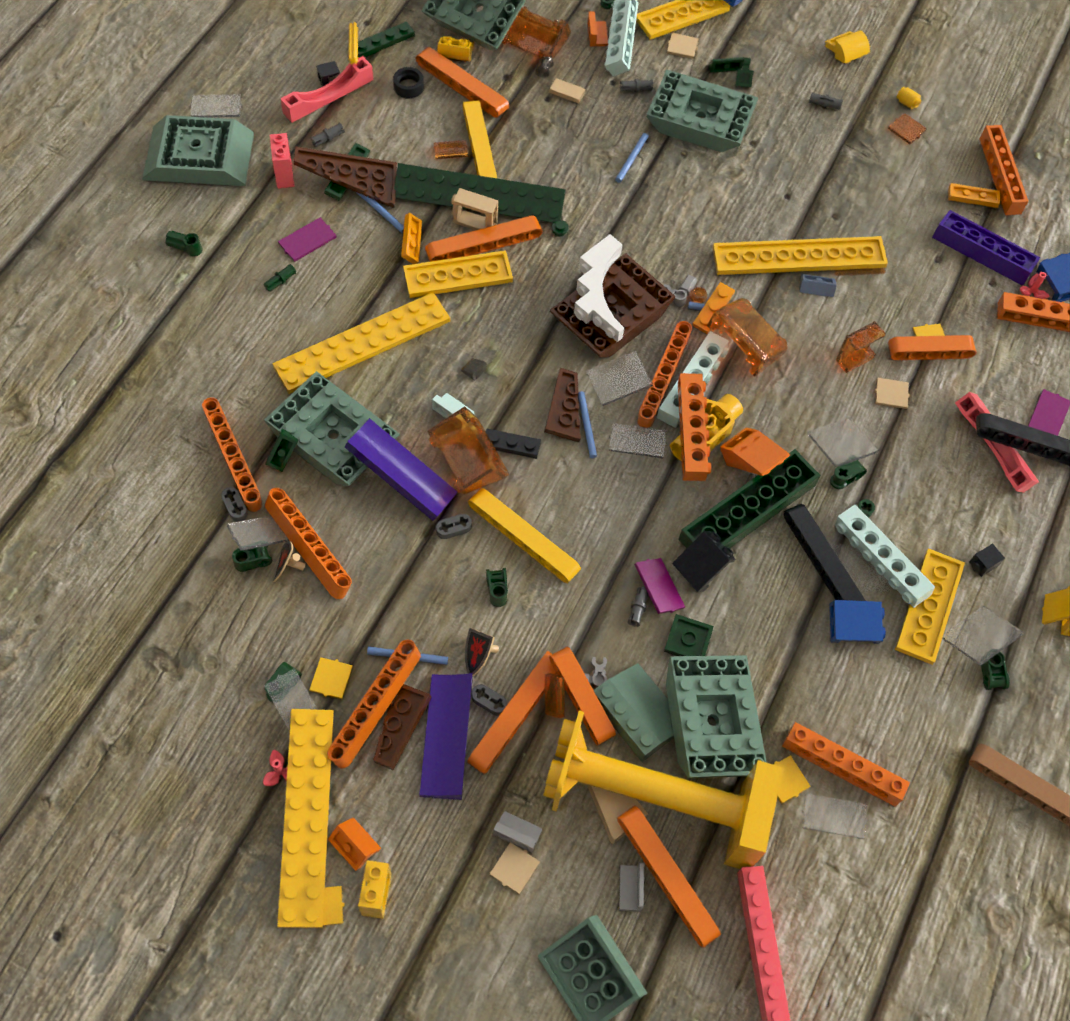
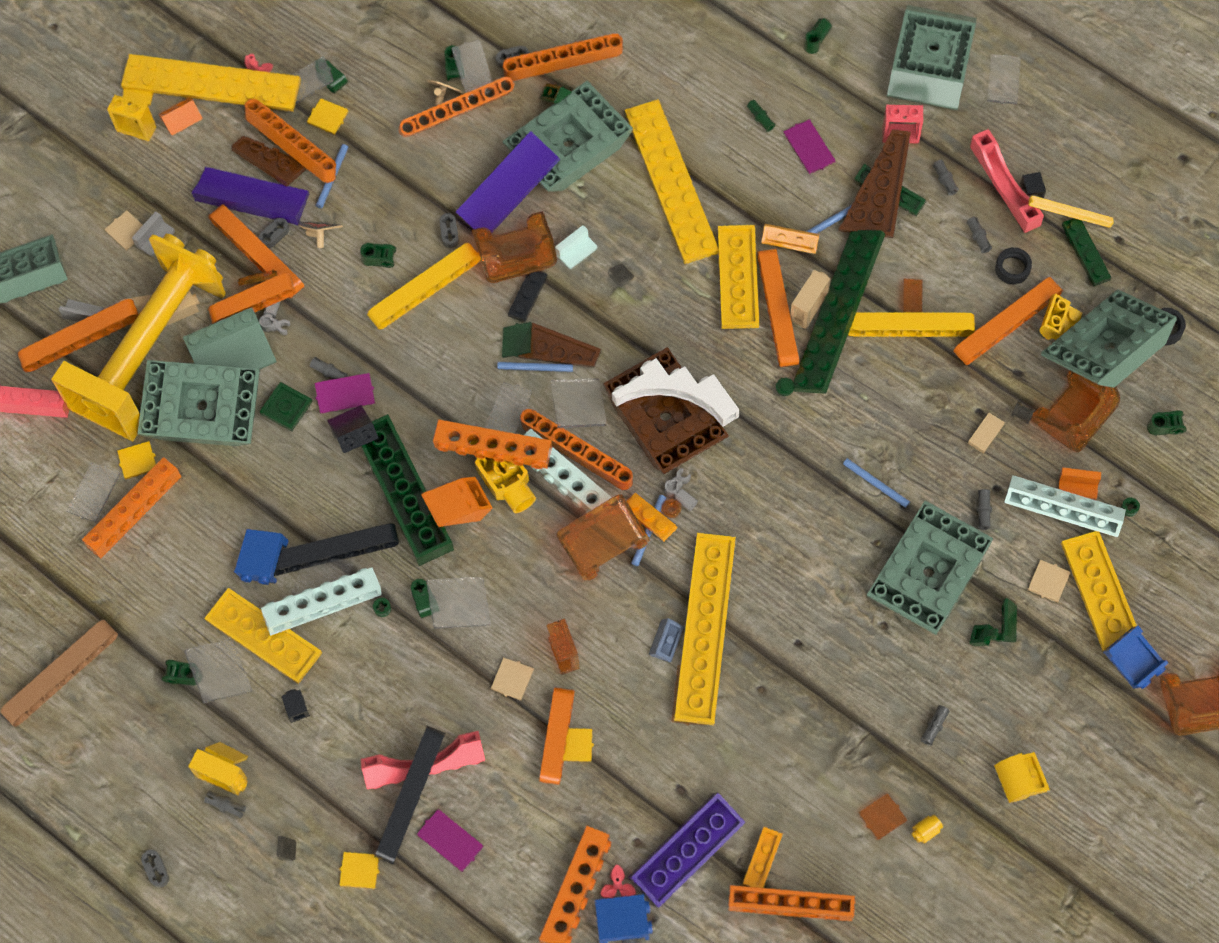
camera: 110 degrees right, 5 degrees up
(381, 107) = (979, 234): none -> dark grey pin
(564, 441) = (517, 340): none -> clear green piece

